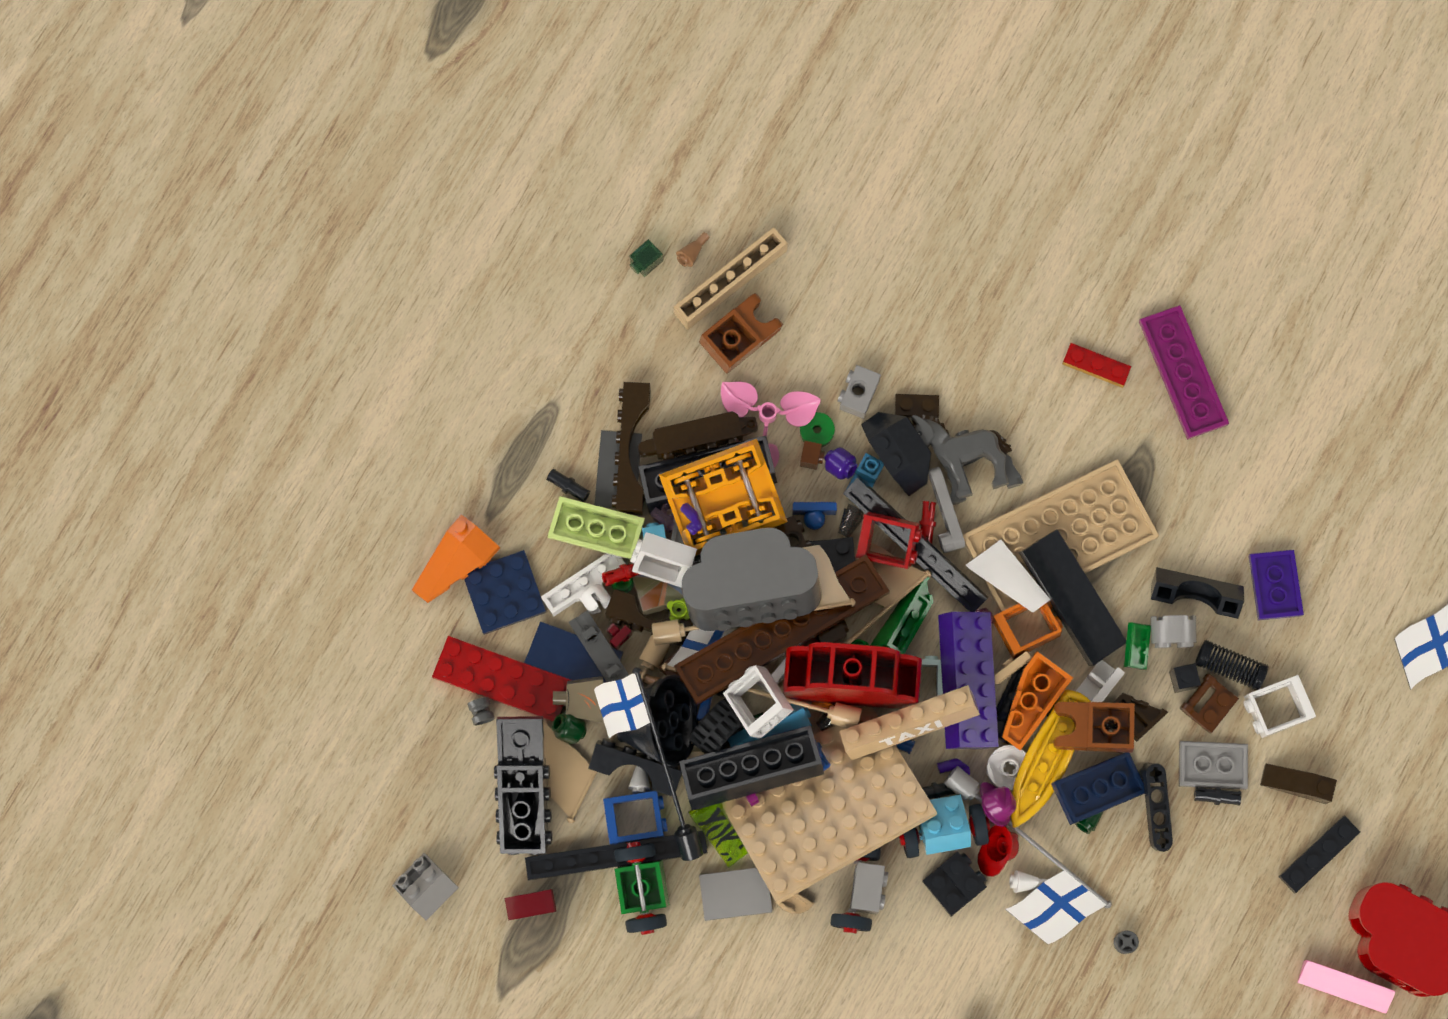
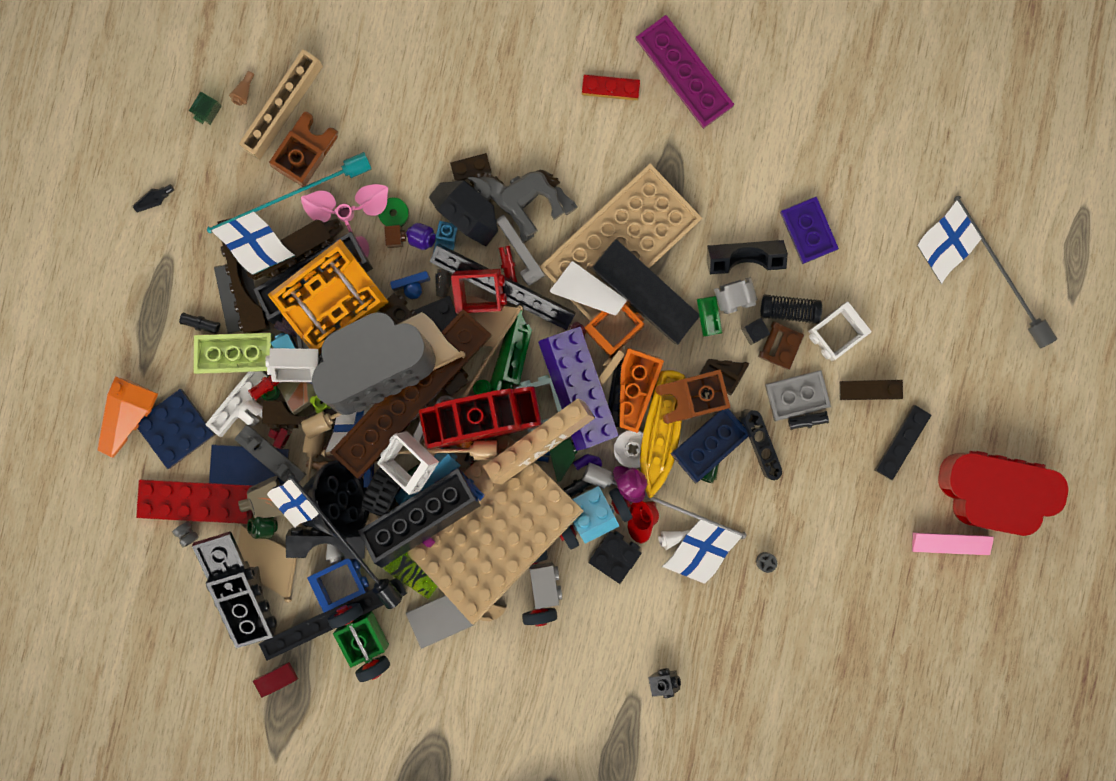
camera: 15 degrees left, 10 degrees up
(425, 886) = (184, 692): light grey slope -> none
(558, 337) = (153, 198): none -> black piece
(658, 415) = (255, 242): none -> flag
(693, 516) = (305, 322): dark purple arm -> none
(859, 404) = (419, 181): light grey brick -> none
(927, 752) = (562, 458): none -> dark green slope
(1100, 682) = (687, 356): white panel -> none

